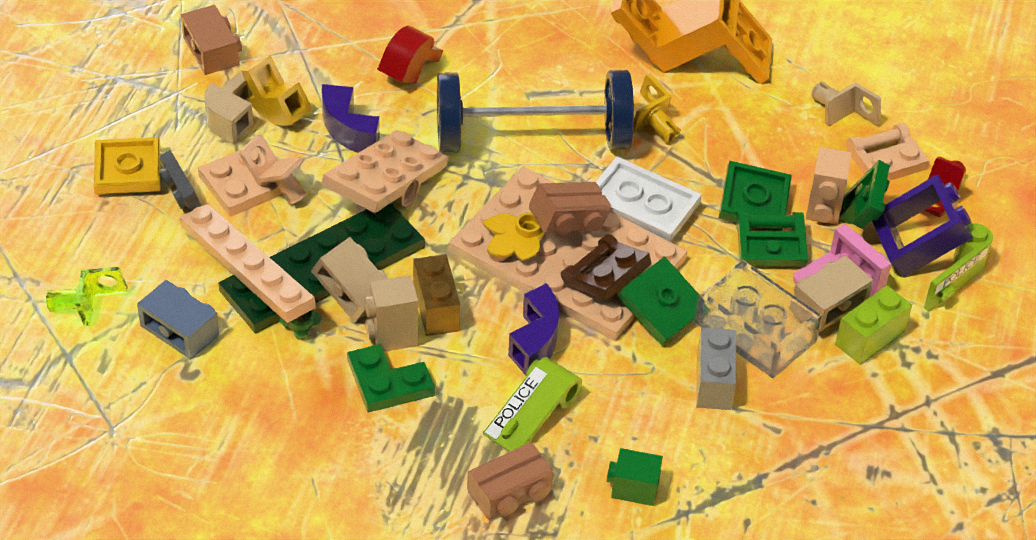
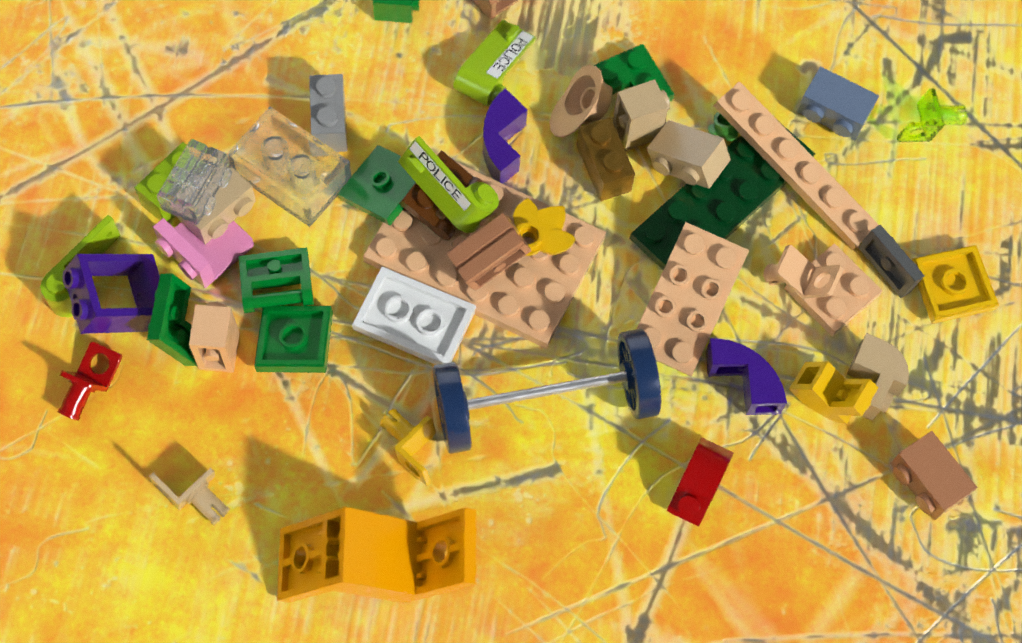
camera: 170 degrees right, 20 degrees up
(450, 344) = (582, 102): none -> light nougat piece
(589, 235) = (459, 204): none -> lime door
(852, 276) = (194, 182): none -> clear brick
(903, 158) = (140, 422): light nougat plate -> none

